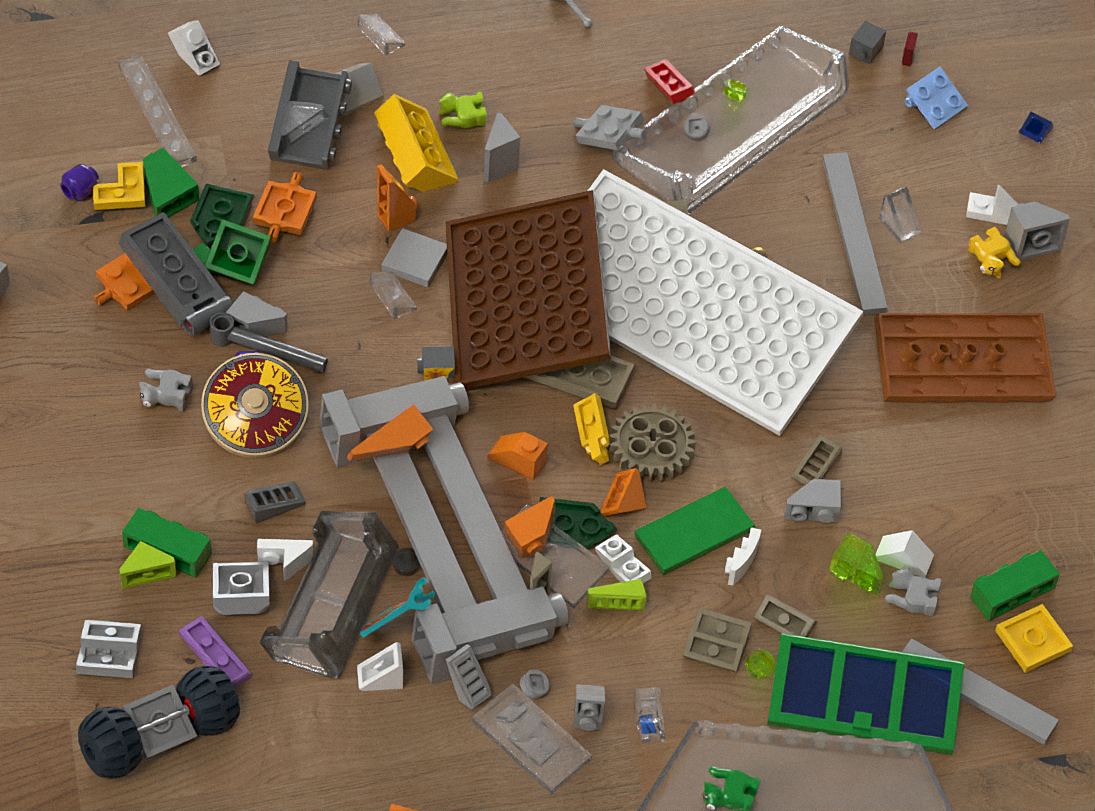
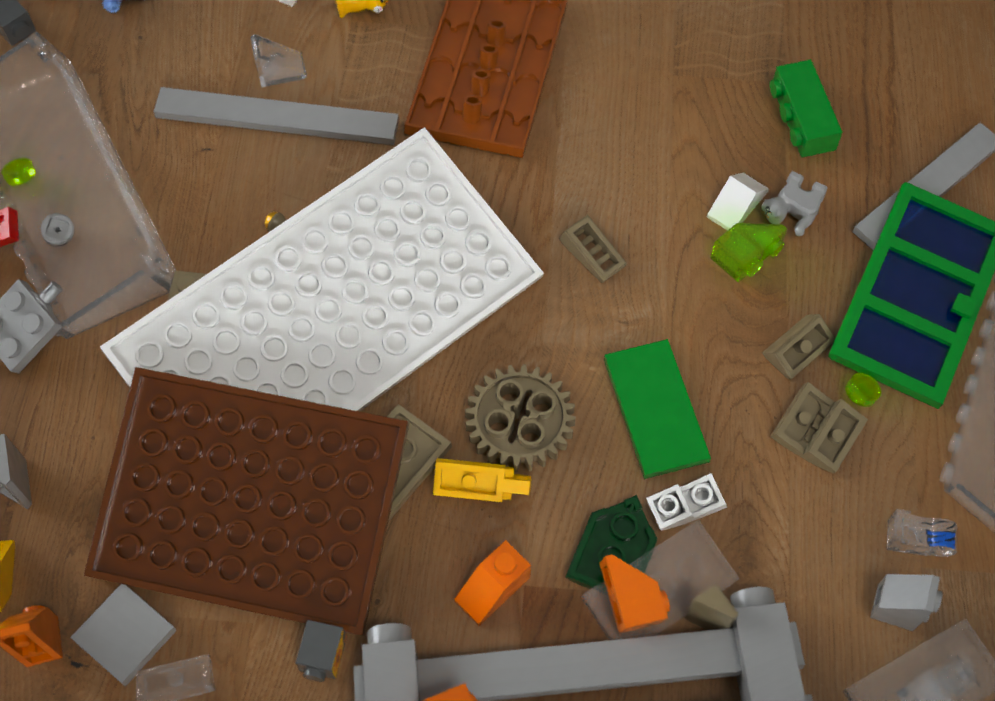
camera: 70 degrees left, 10 degrees up
(534, 684) = (851, 661): light grey tile -> none
(618, 596) = (741, 515): lime slope -> none
(624, 494) = (587, 474): orange slope -> none
(743, 557) = (722, 371): white slope -> none
(815, 502) = (650, 263): light grey slope -> none
(1034, 638) = (874, 112): yellow plate -> none

